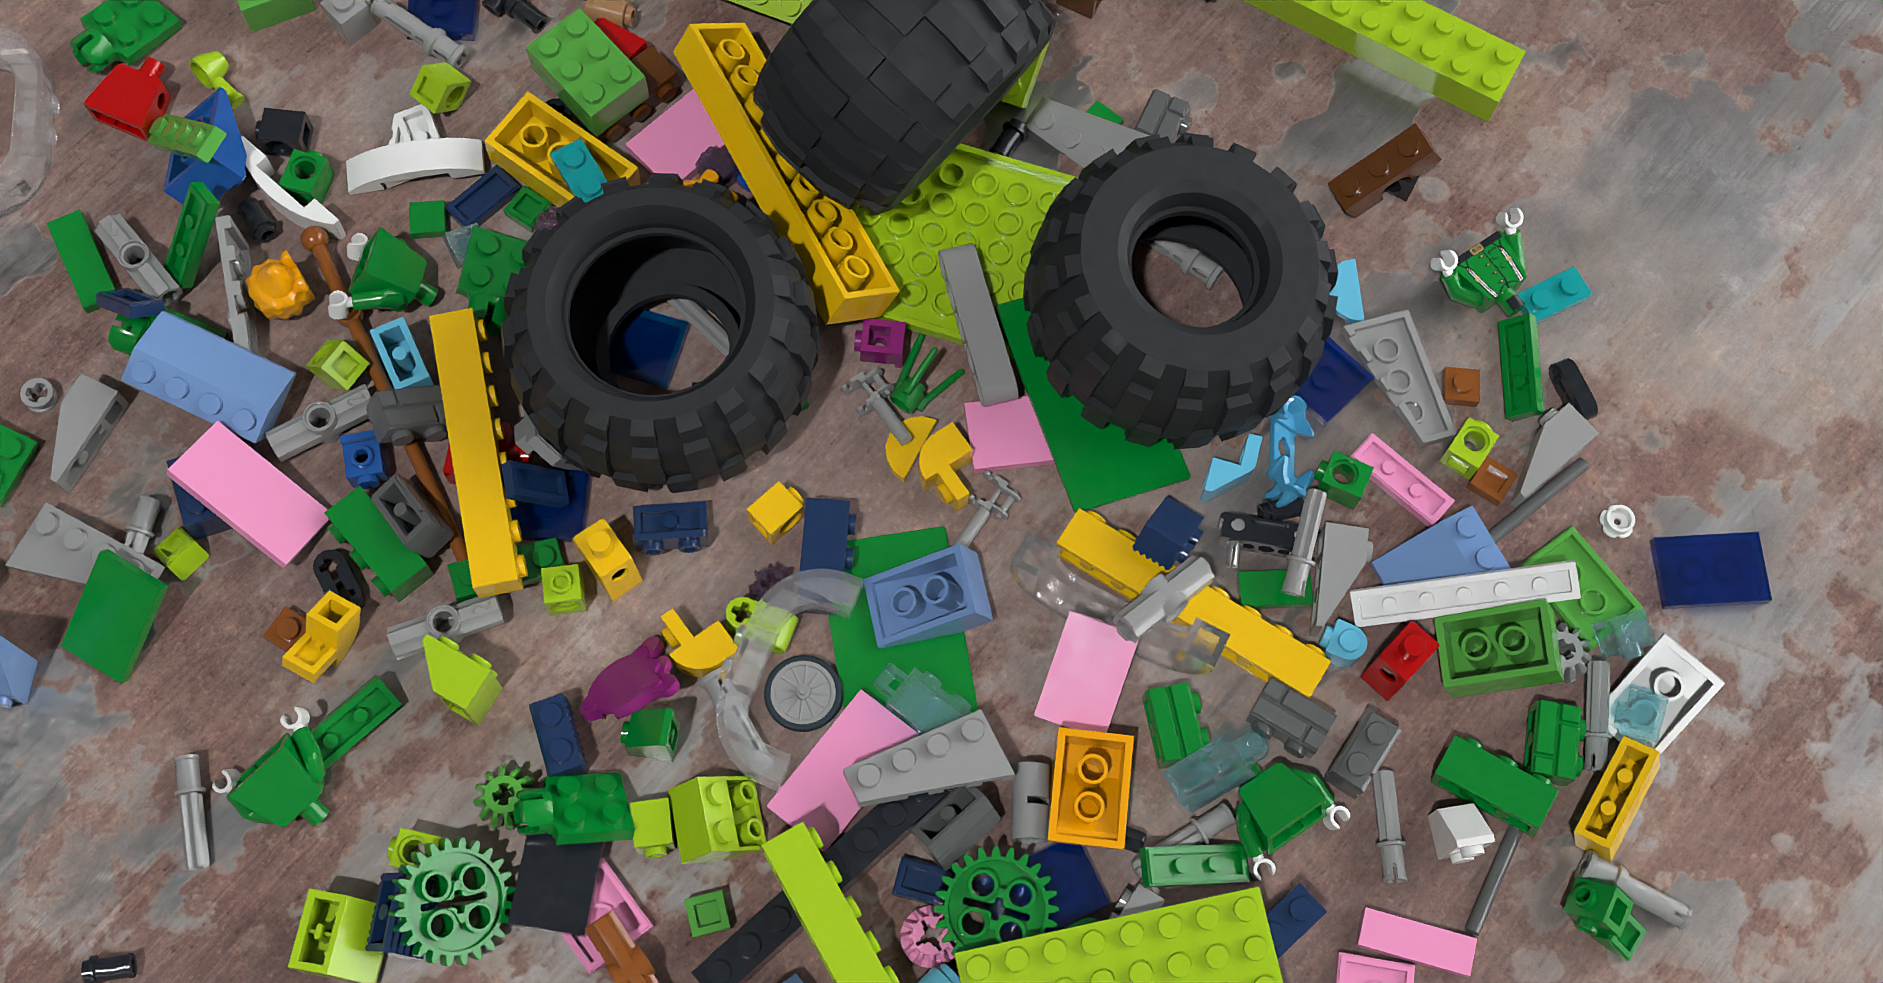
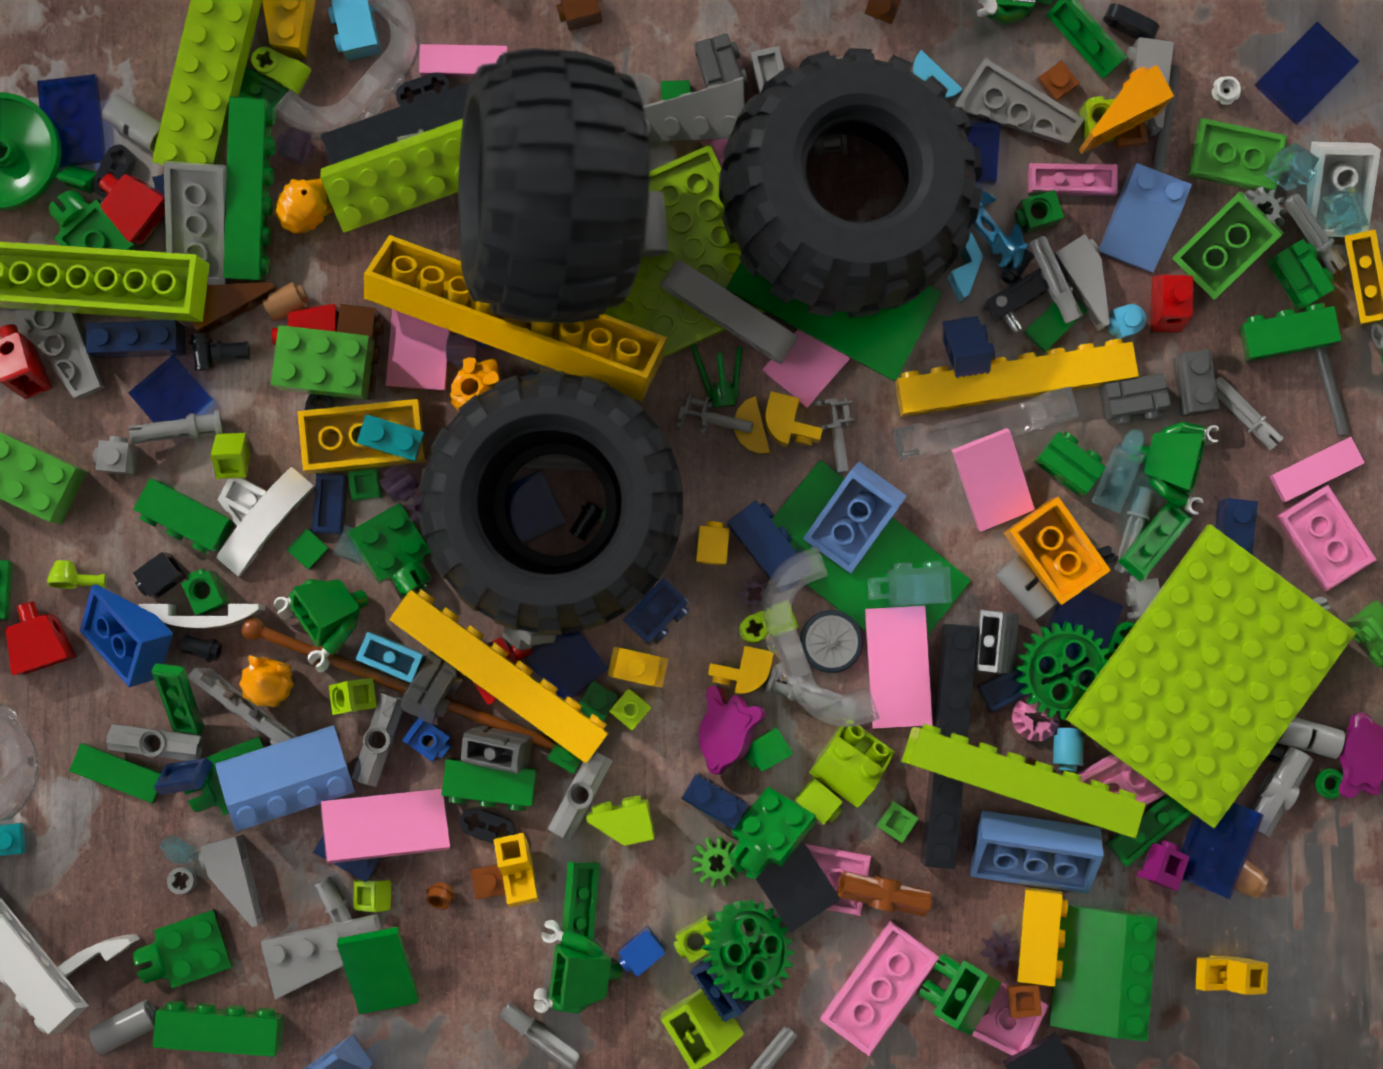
camera: 35 degrees left, 15 degrees up
(61, 363) = (177, 850): none -> clear light blue plate
(186, 137) = (109, 640): bright green plate -> none
(235, 604) = (440, 895): none -> dark orange plate
(352, 102) = (183, 516): none -> green brick
(358, 818) = (641, 952): none -> blue brick
(535, 484) = (555, 663): dark blue tile -> none
(884, 332) = (679, 365): magenta brick -> none
(941, 759) = (959, 613): light grey wing -> none
(978, 198) = (656, 230): none -> light grey pin
(1163, 599) = (1005, 394): light grey piece -> none
(1459, 833) = (1293, 381): white slope -> none
(1464, 593) = (1180, 226): white plate -> none
(1505, 444) = (1139, 100): none -> light orange slope

